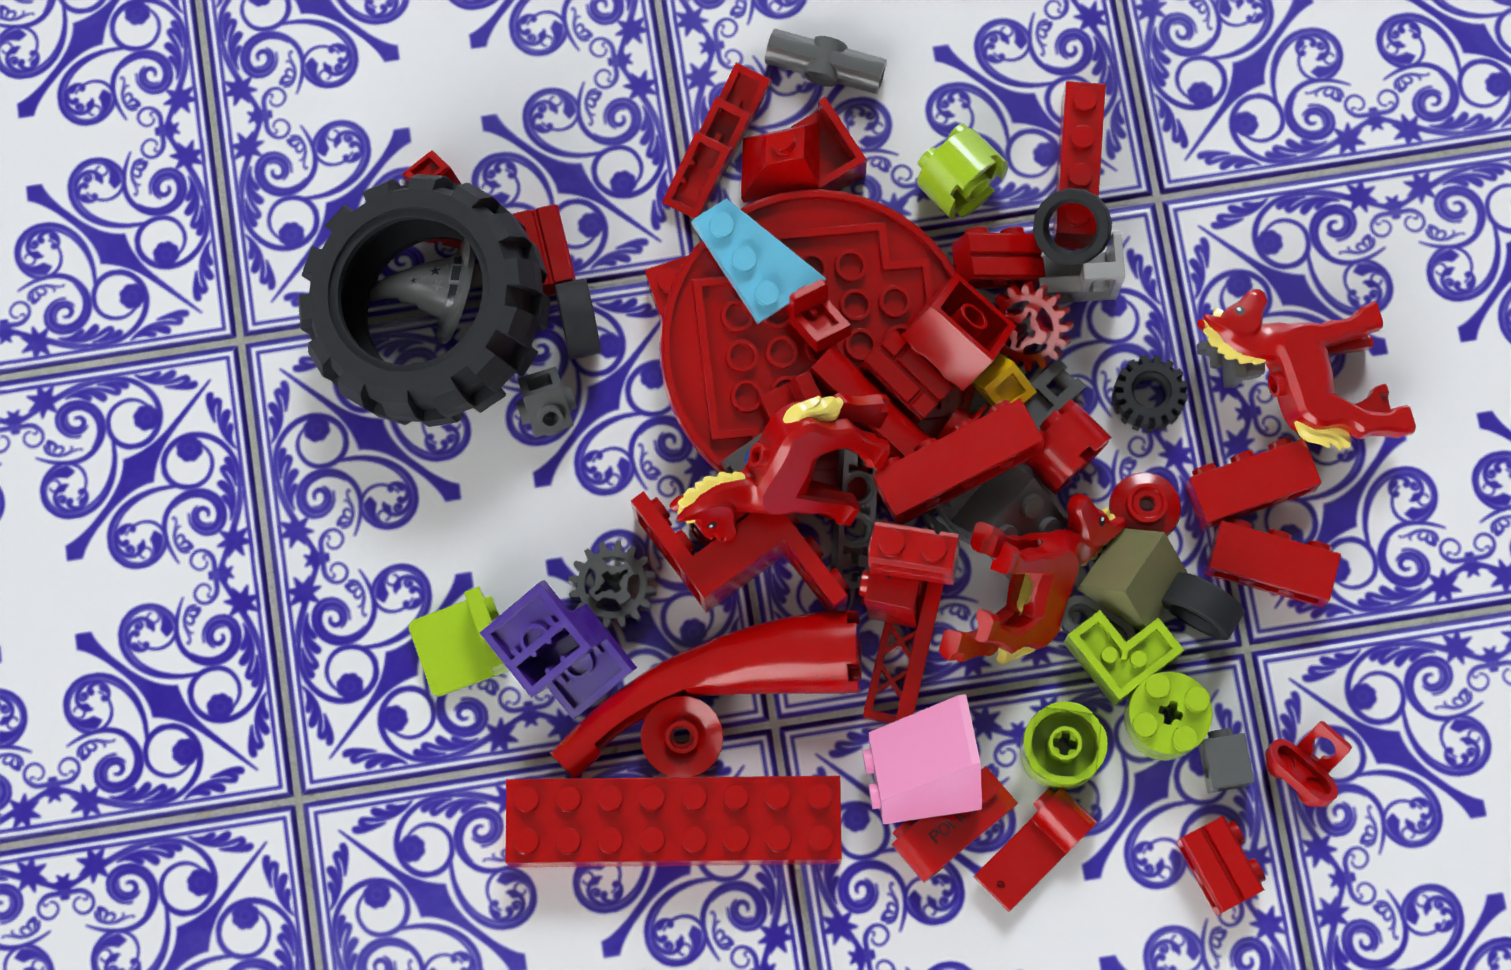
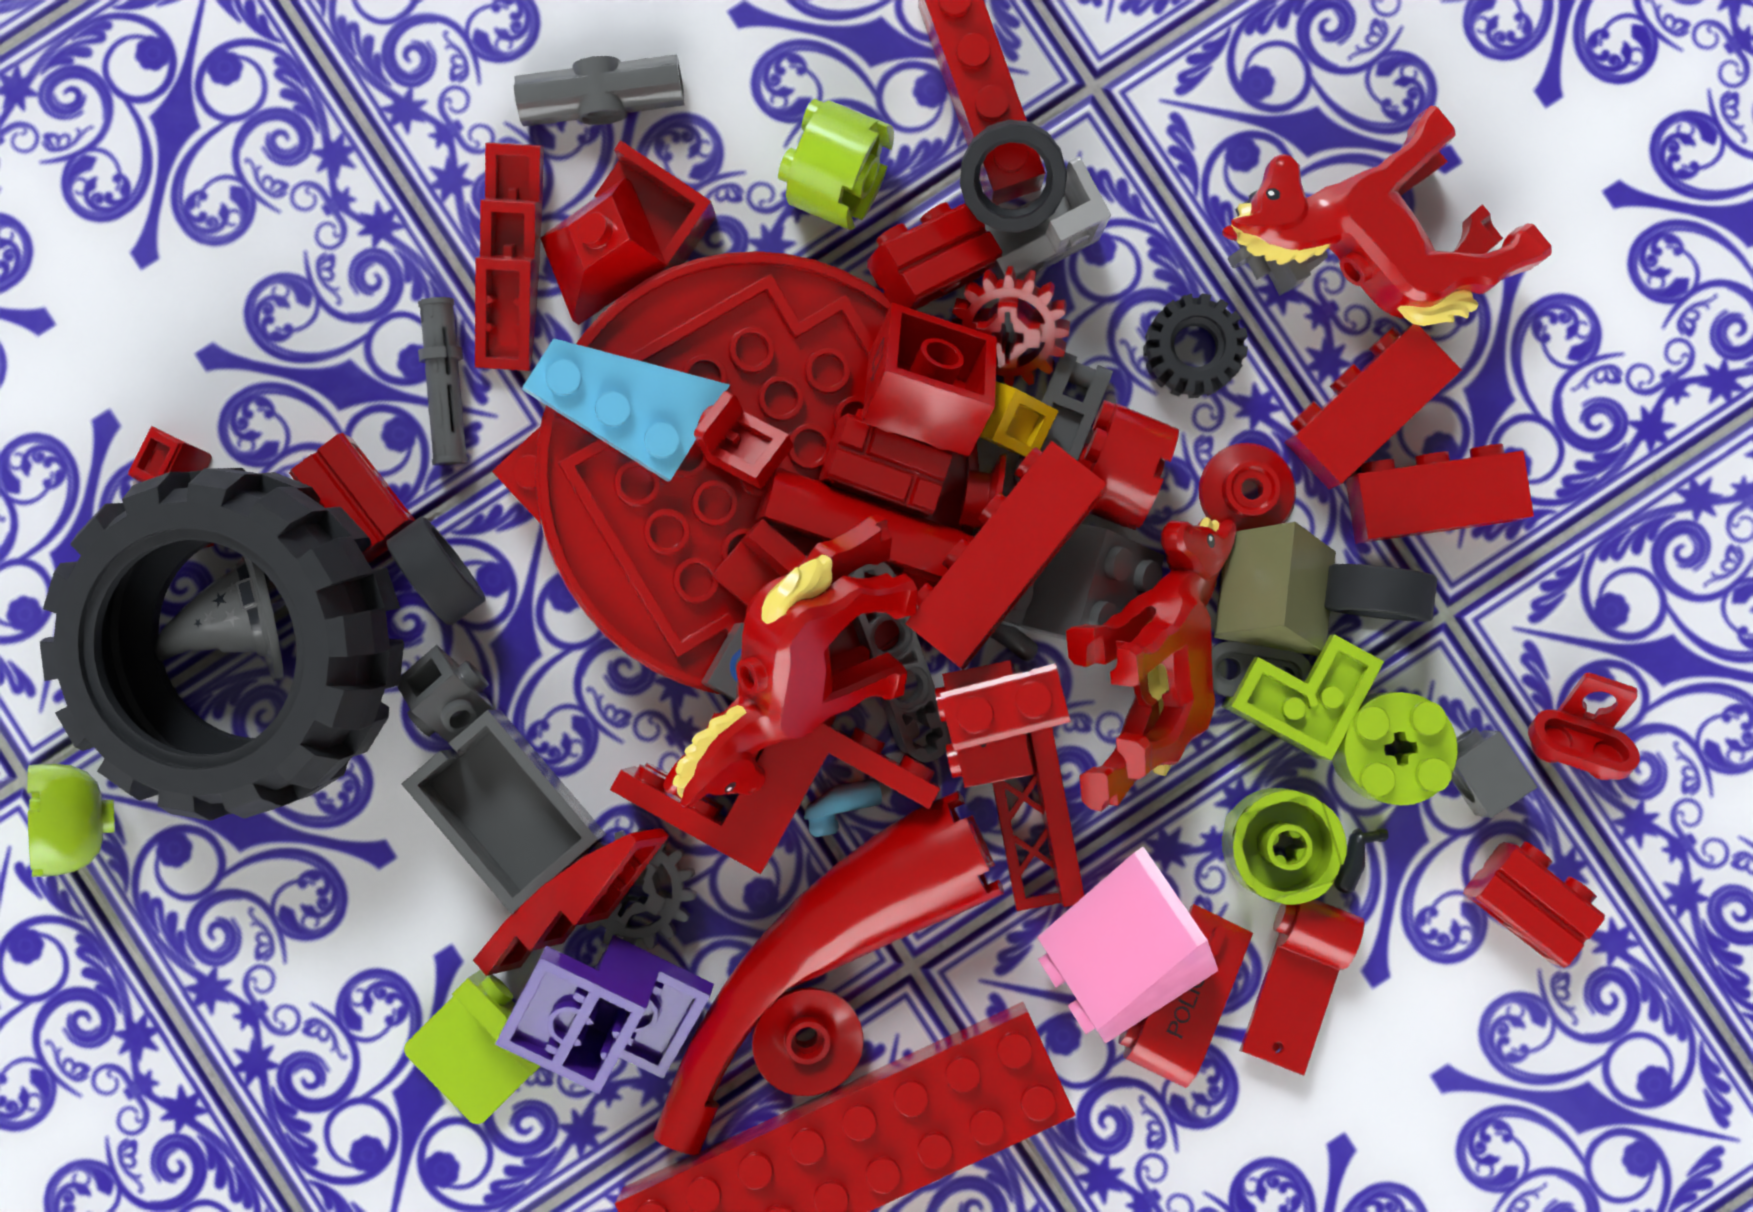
camera: 25 degrees left, 10 degrees up
(261, 373) = (65, 819): none -> lime cylinder
(551, 493) = (503, 809): none -> dark grey piece
(580, 562) = (574, 897): none -> red slope
(642, 187) = (442, 380): none -> dark grey pin
(774, 587) = (839, 800): none -> medium azure arm
(1109, 784) = (1355, 858): none -> black piece

